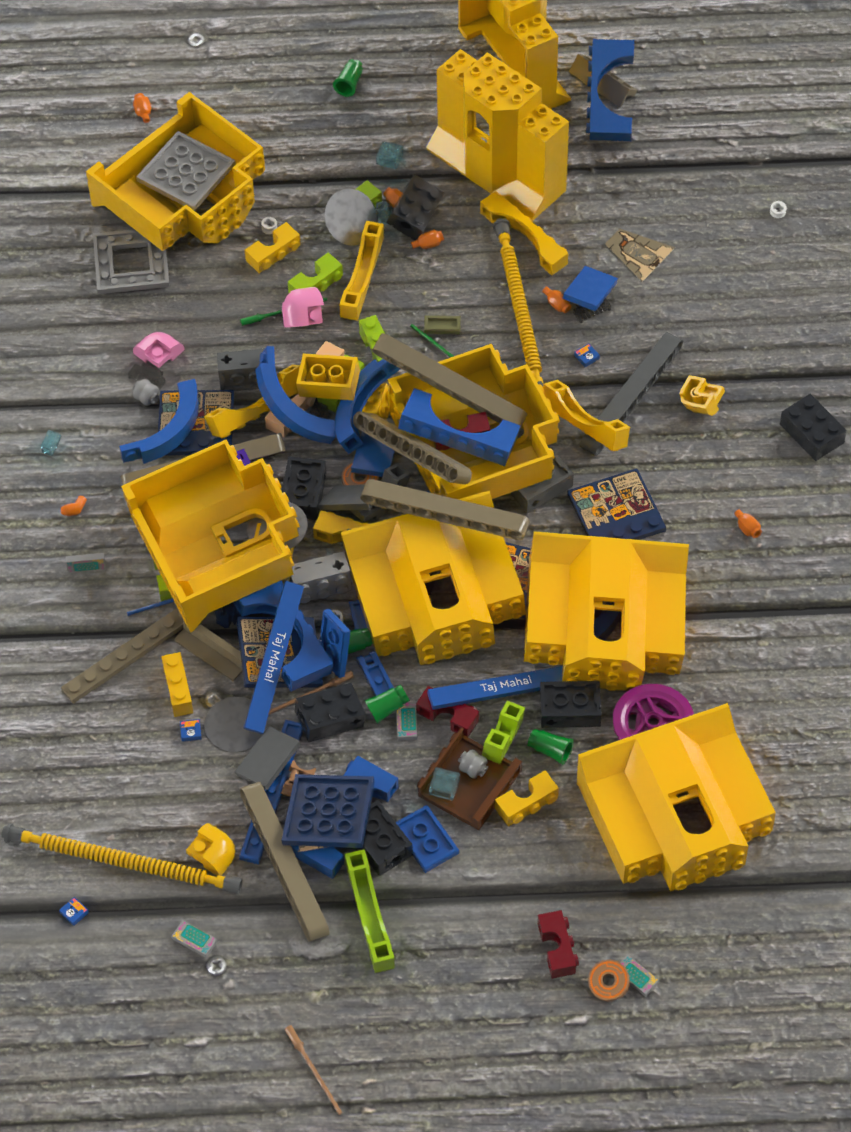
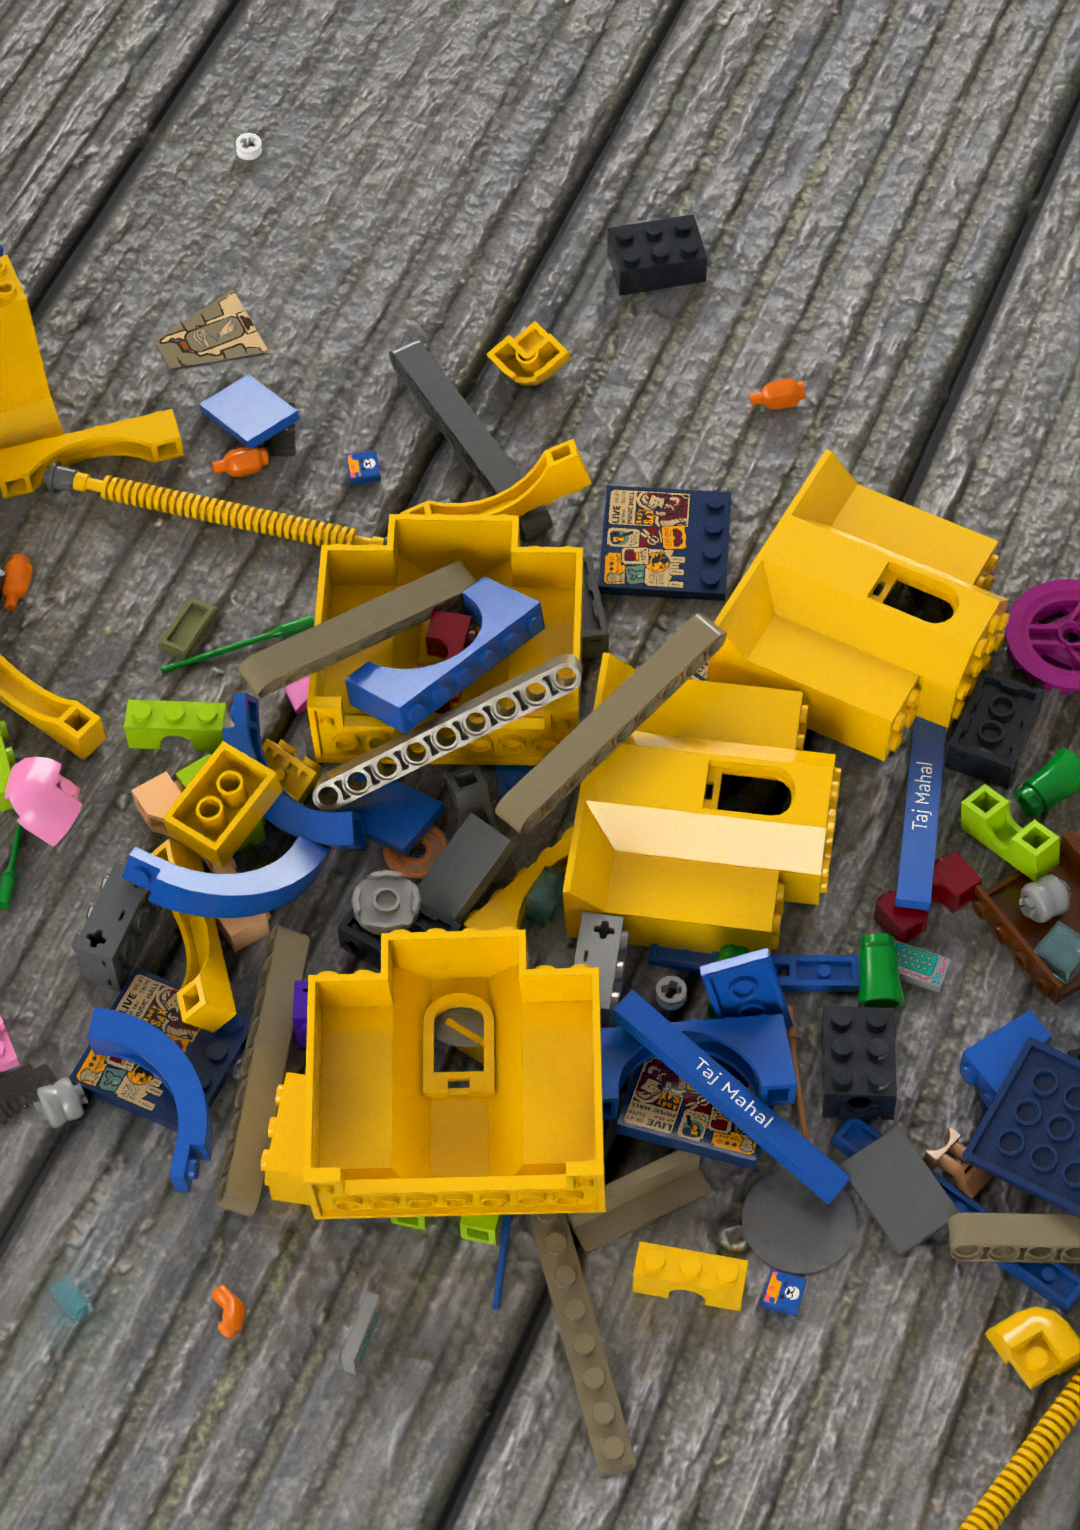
camera: 65 degrees left, 0 degrees up
(311, 470) = (378, 908): none -> light grey tile

